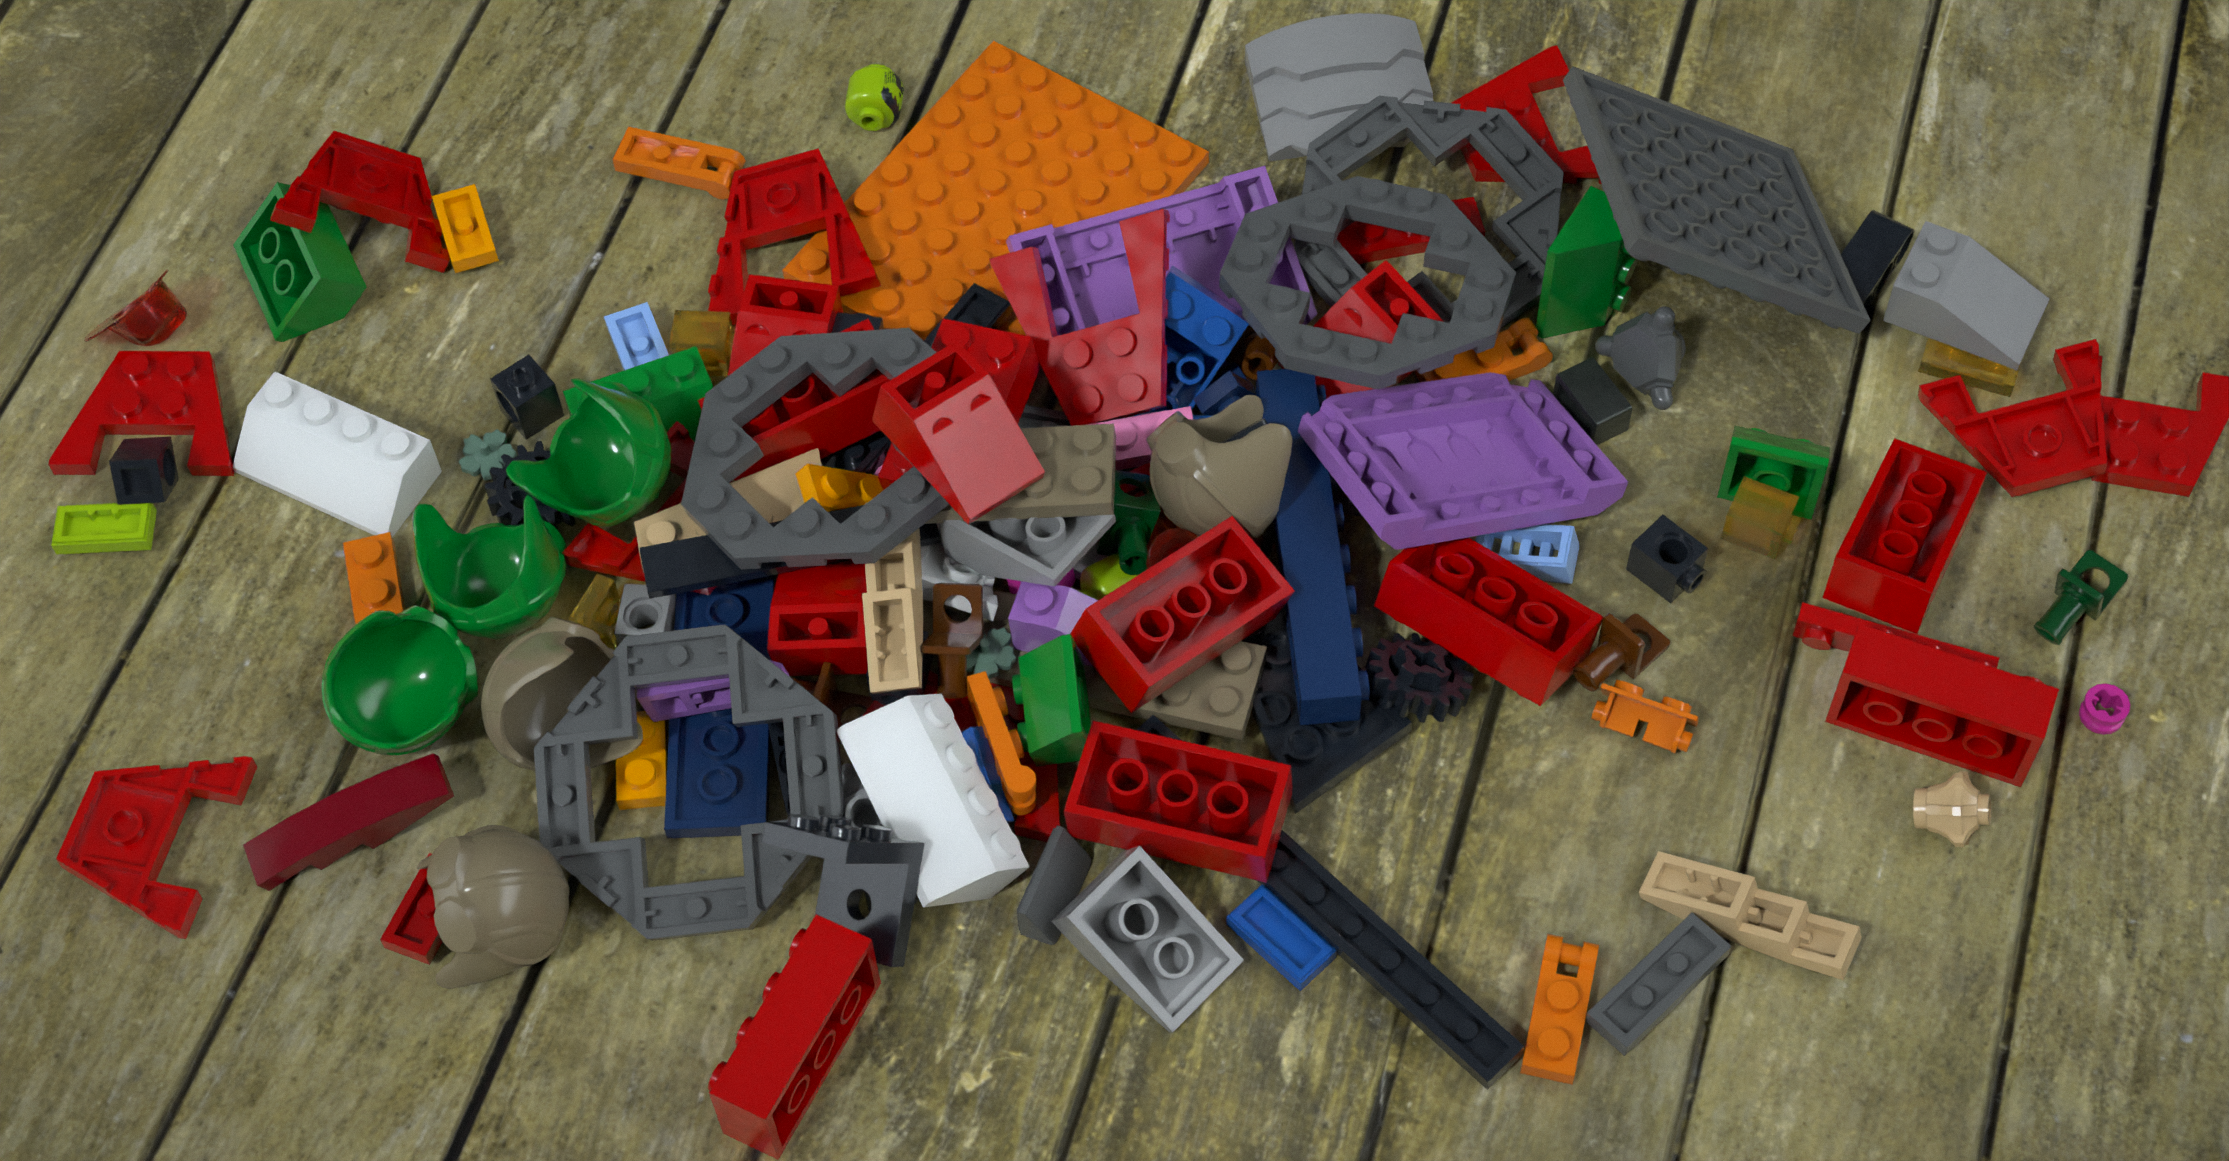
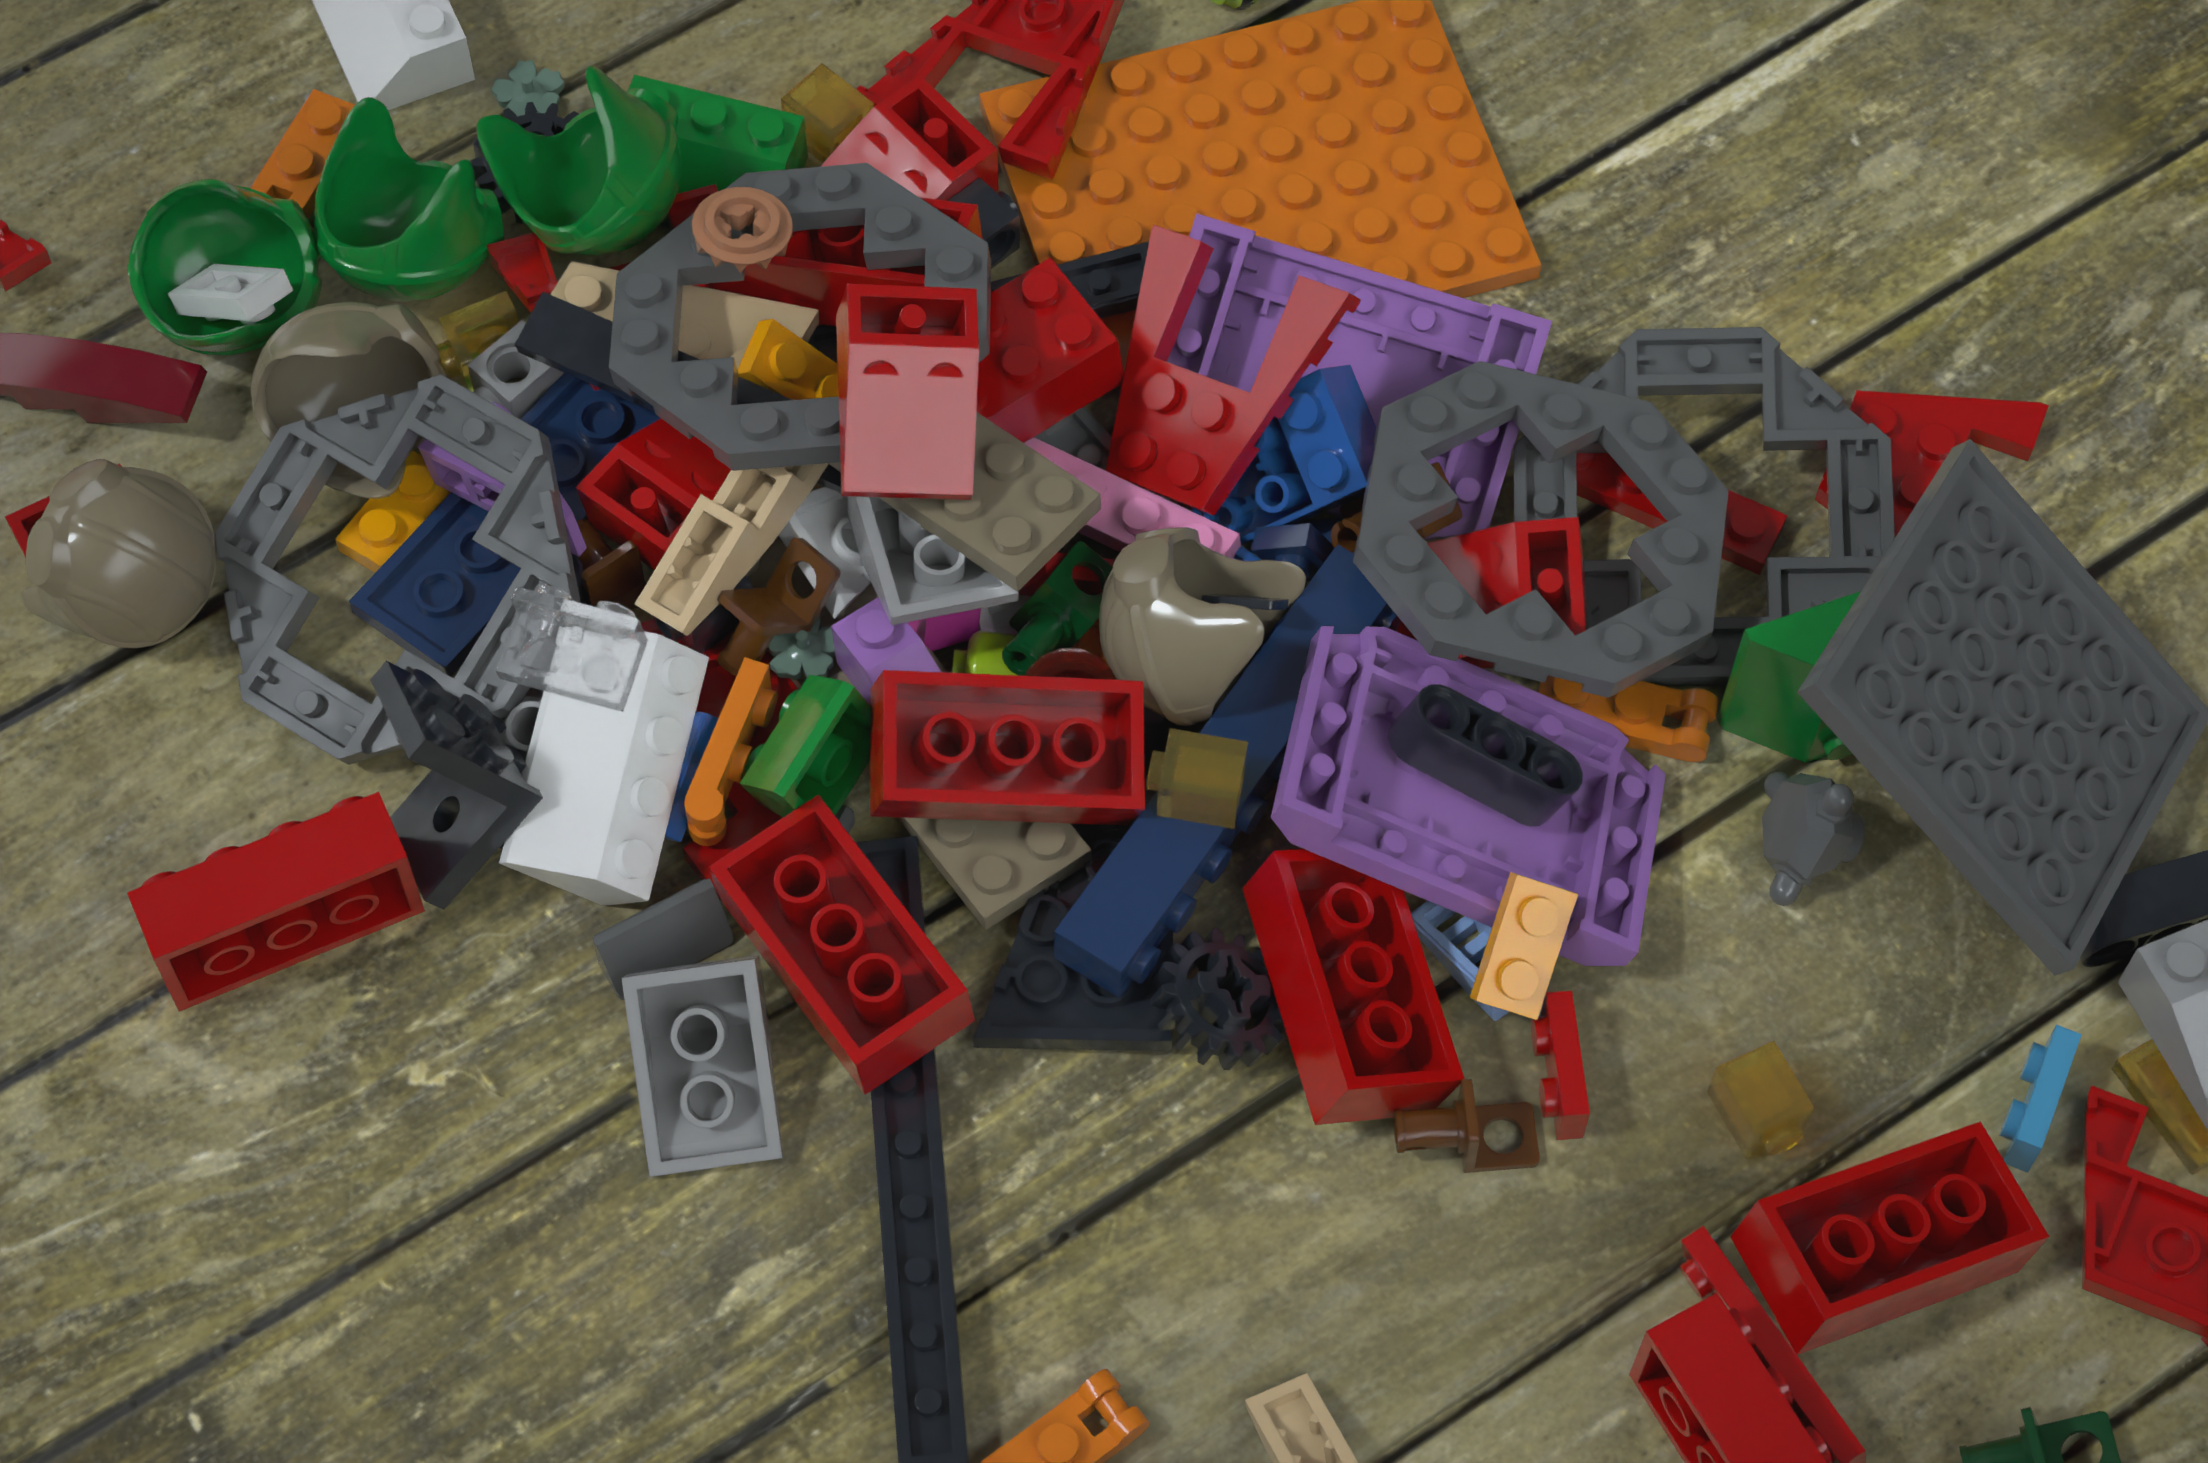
camera: 35 degrees right, 5 degrees up
(416, 693) = (231, 293): none -> white plate
(527, 396) = (610, 44): black brick -> none
(635, 336) = (770, 65): light blue plate -> none
(726, 417) = (735, 210): none -> nougat gear
(867, 736) = (572, 647): none -> clear bracket
(1281, 937) = (842, 1163): blue tile -> none
(1311, 549) = (1199, 778): none -> clear yellow brick
(1326, 70) = (1763, 260): light grey slope -> none
(1452, 428) = (1485, 755): none -> black beam
(1566, 520) = (1523, 946): none -> light orange plate
(1593, 400) = (1698, 838): pearl dark grey piece -> none
(1638, 576) = (1564, 1091): none -> red plate
(1664, 719) = (1447, 1241): orange hinge -> none
(1667, 542) = (1623, 1046): black brick -> none
(1776, 461) = (1829, 1054): green slope -> none
(1900, 405) = (2030, 1120): none -> dark azure plate

